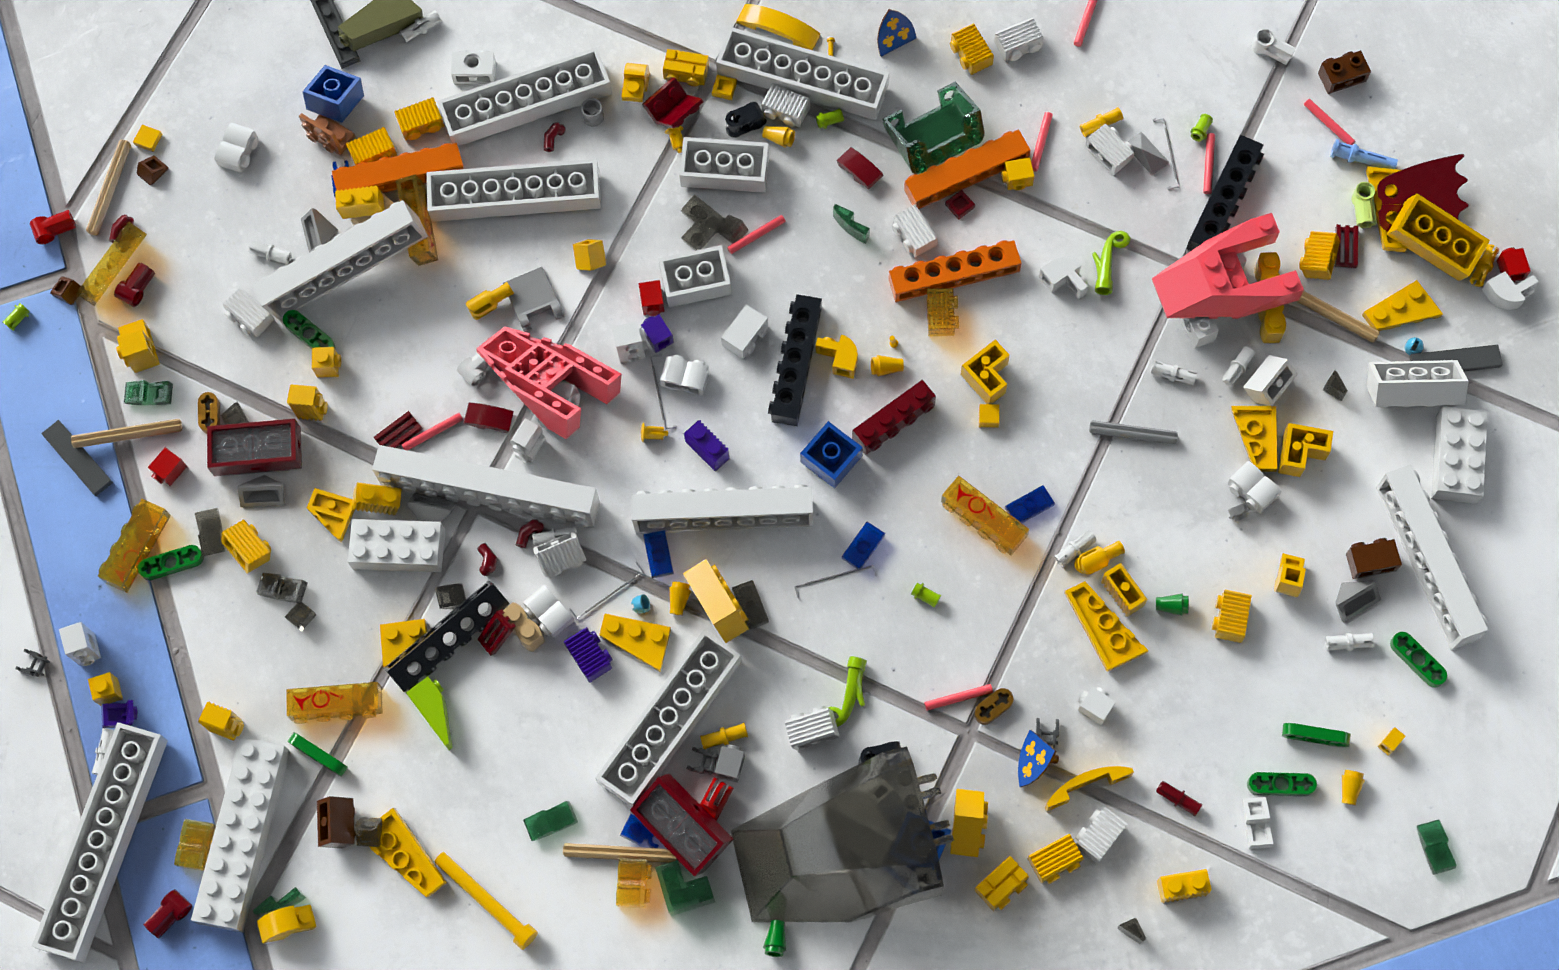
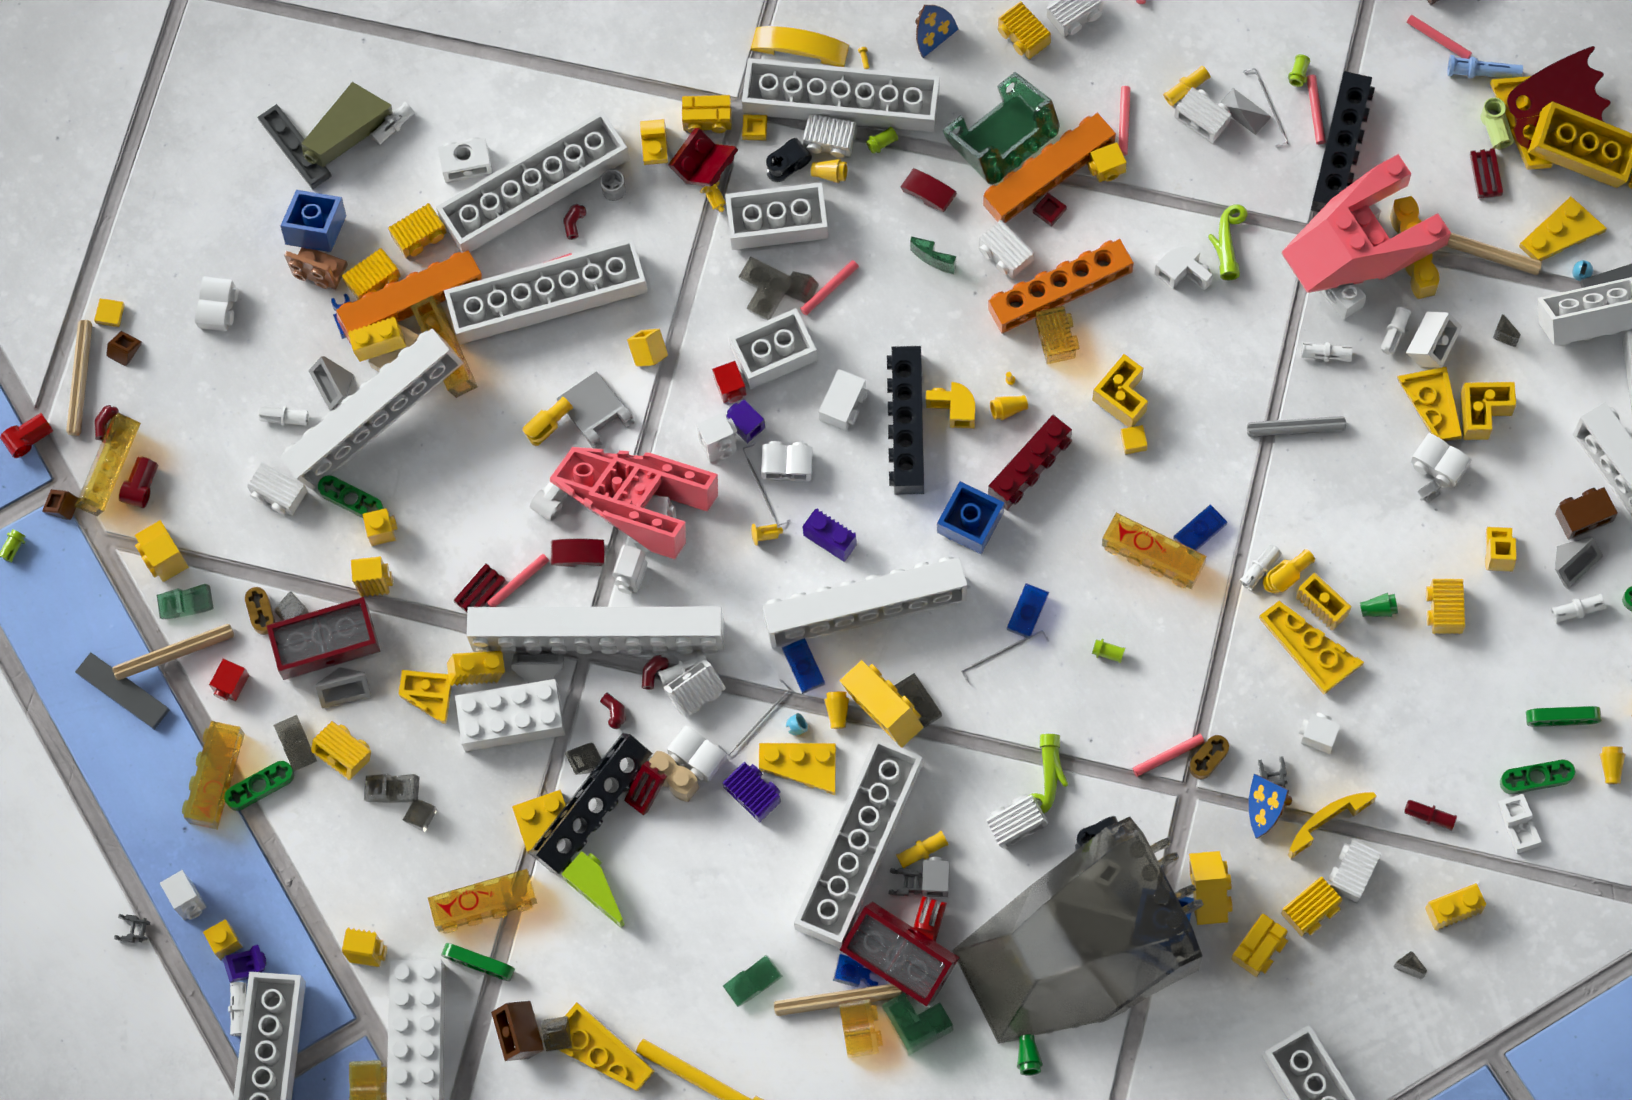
camera: 10 degrees left, 0 degrees up
(1319, 255) = (1459, 189): yellow brick -> none

